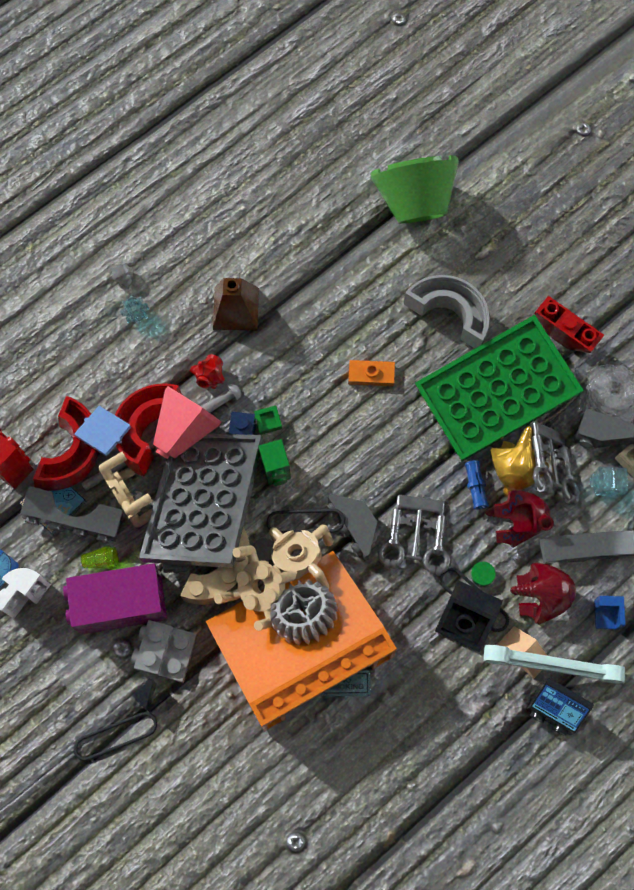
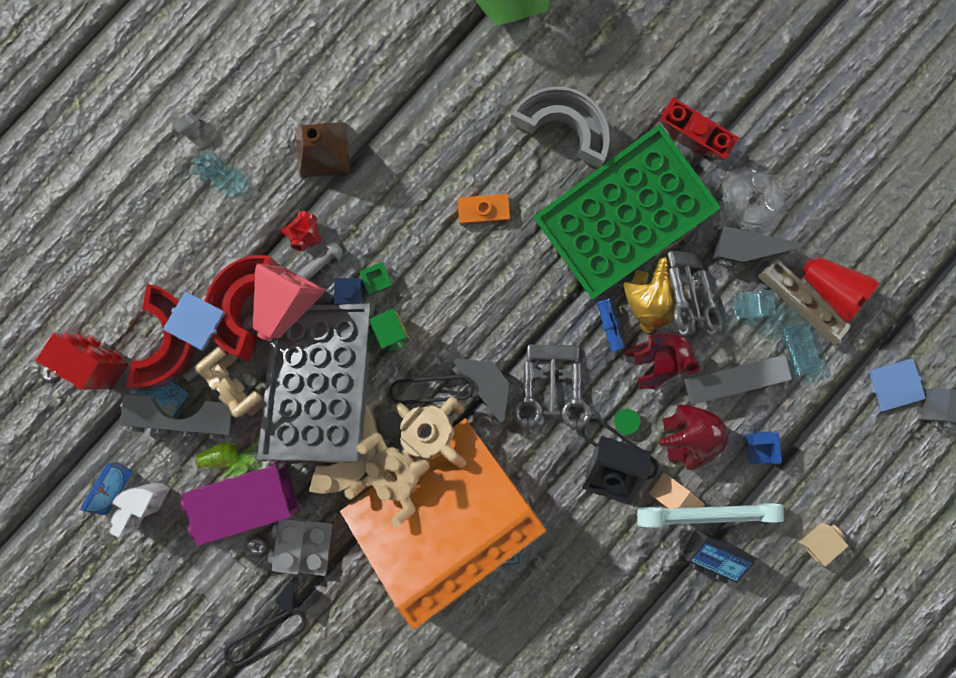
camera: 10 degrees left, 15 degrees up
(317, 604) = (423, 507): light grey gear -> none

